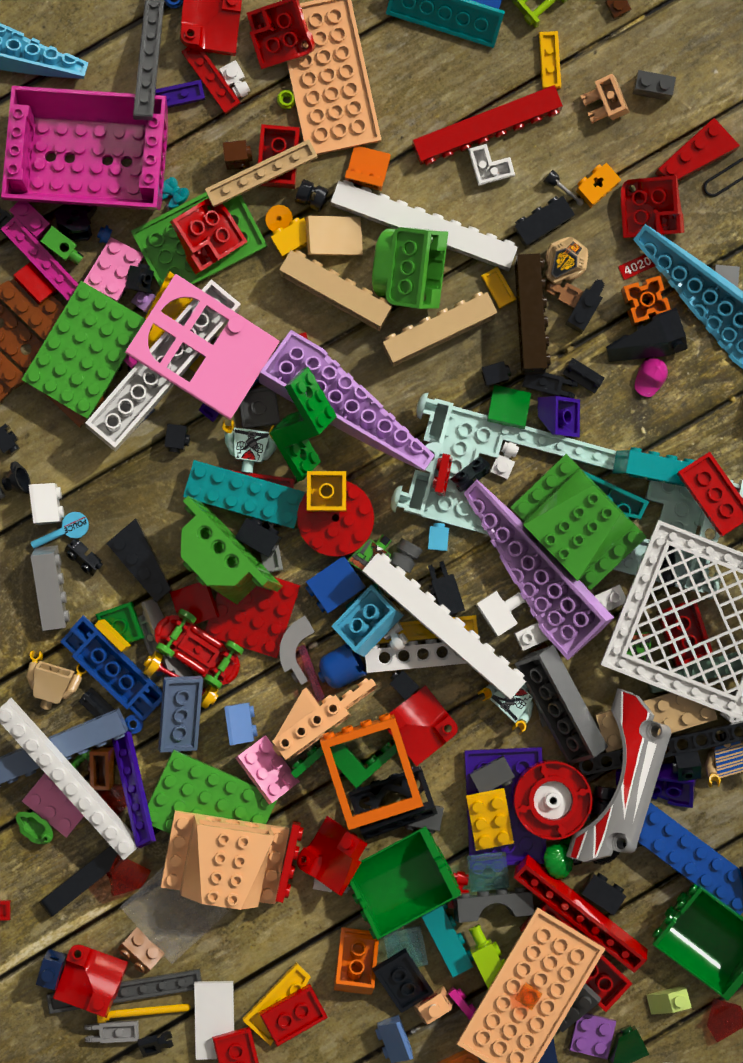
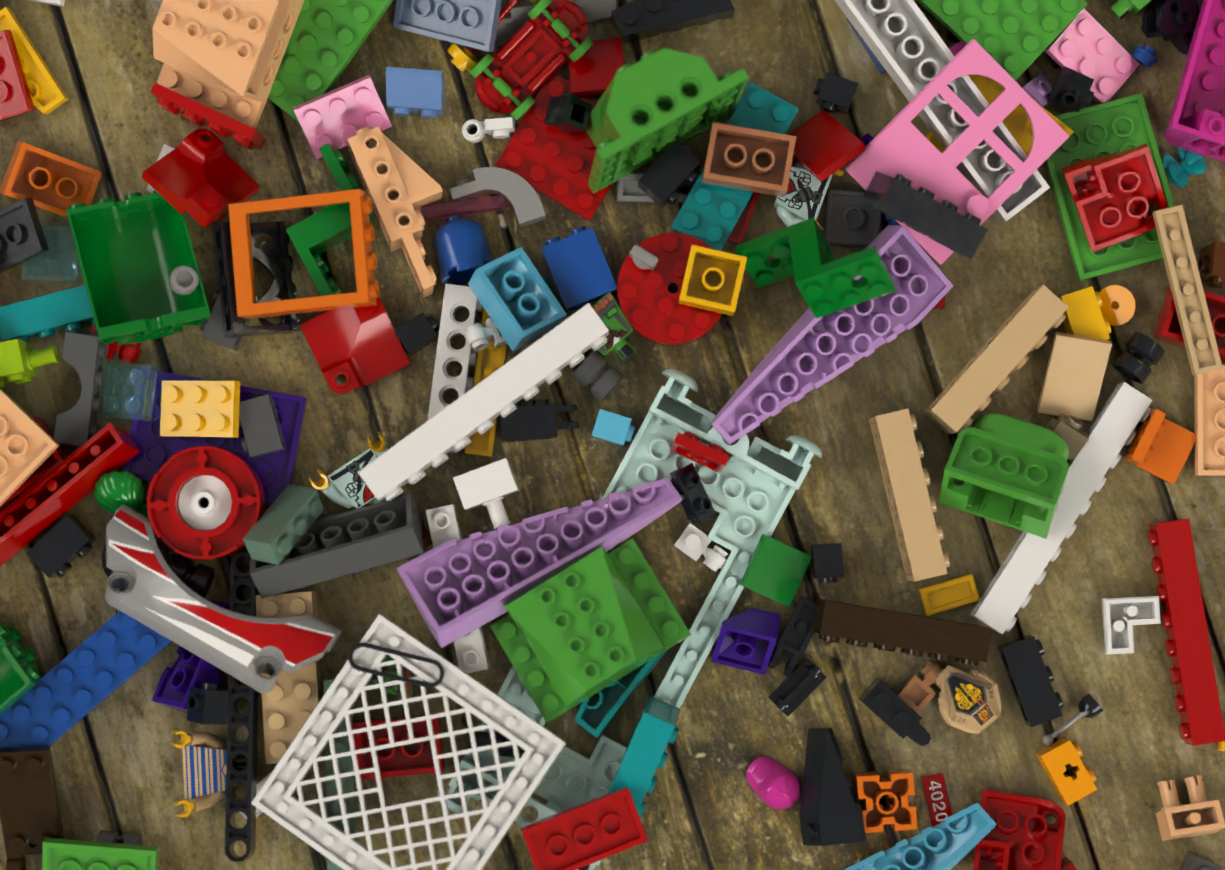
camera: 110 degrees right, 0 degrees up
(216, 438) = (824, 145): none -> red tile
(232, 615) = (568, 113): none -> black brick
(238, 485) = (749, 159): none -> nougat brick
(251, 359) = (924, 213): none -> black wedge
(251, 662) = (498, 127): none -> white plate
(322, 541) = (643, 258): none -> light grey tile
(371, 231) = (1071, 431): none -> dark tan brick
(405, 850) = (183, 280): none -> light grey tile
(555, 743) = (283, 524): none -> sand green brick
(624, 645) = (350, 656): none -> black piece

